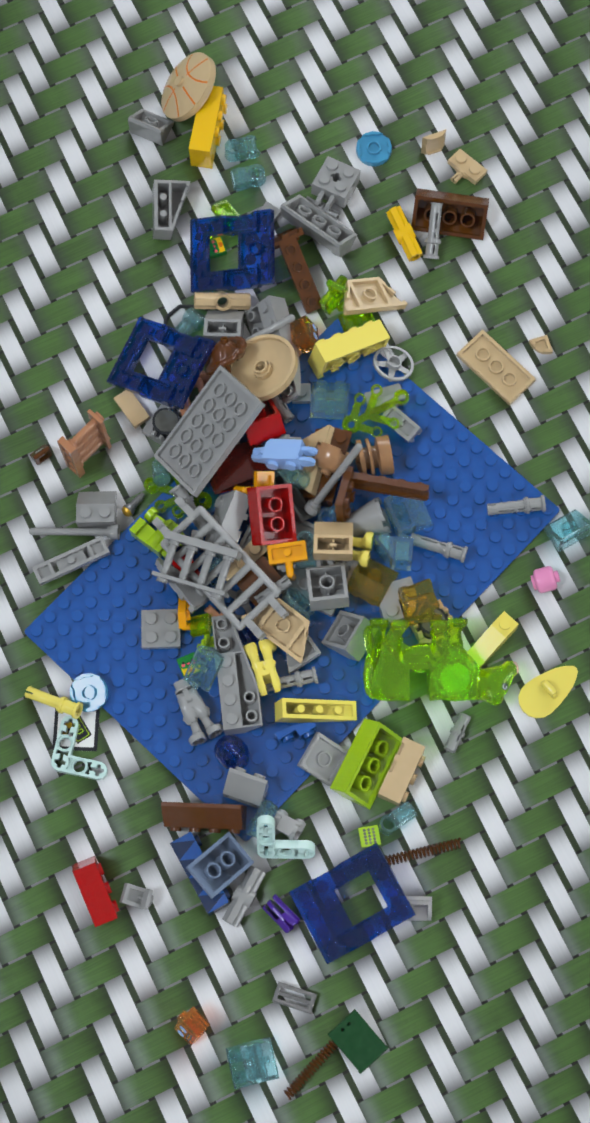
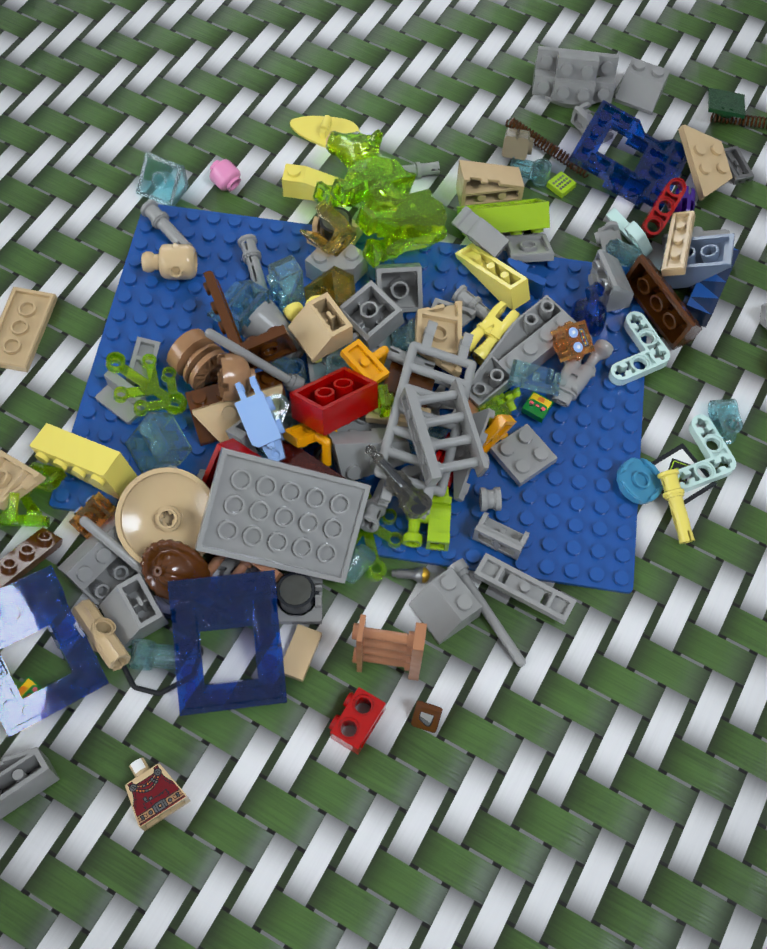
camera: 130 degrees left, 10 degrees down
(64, 413) = (362, 722): none -> red brick
(92, 792) = (726, 418): none -> clear light blue piece
(107, 281) = (153, 794): none -> torso
(115, 571) = (500, 537): none -> light grey hinge
(143, 581) = (490, 499): none -> light grey wheel
(163, 514) = (411, 500): none -> clear smoke piece
(172, 771) = (646, 354): none -> light aqua beam
(210, 709) = (572, 341): none -> clear orange head
(240, 860) = (678, 243): none -> tan tile
(251, 548) = (385, 400): none -> clear neon green plate
(284, 884) = (670, 200): none -> red beam
(308, 966) = (706, 161): none -> tan wing
(352, 723) = (480, 232): none -> light grey piece
(393, 363) = (74, 415): light grey wheel -> none
(422, 981) = (642, 86): none -> light grey slope
(424, 819) = (517, 144): none -> dark tan brick
(462, 921) = (574, 76): none -> light grey piece
(477, 490) = (173, 261): none -> tan piece

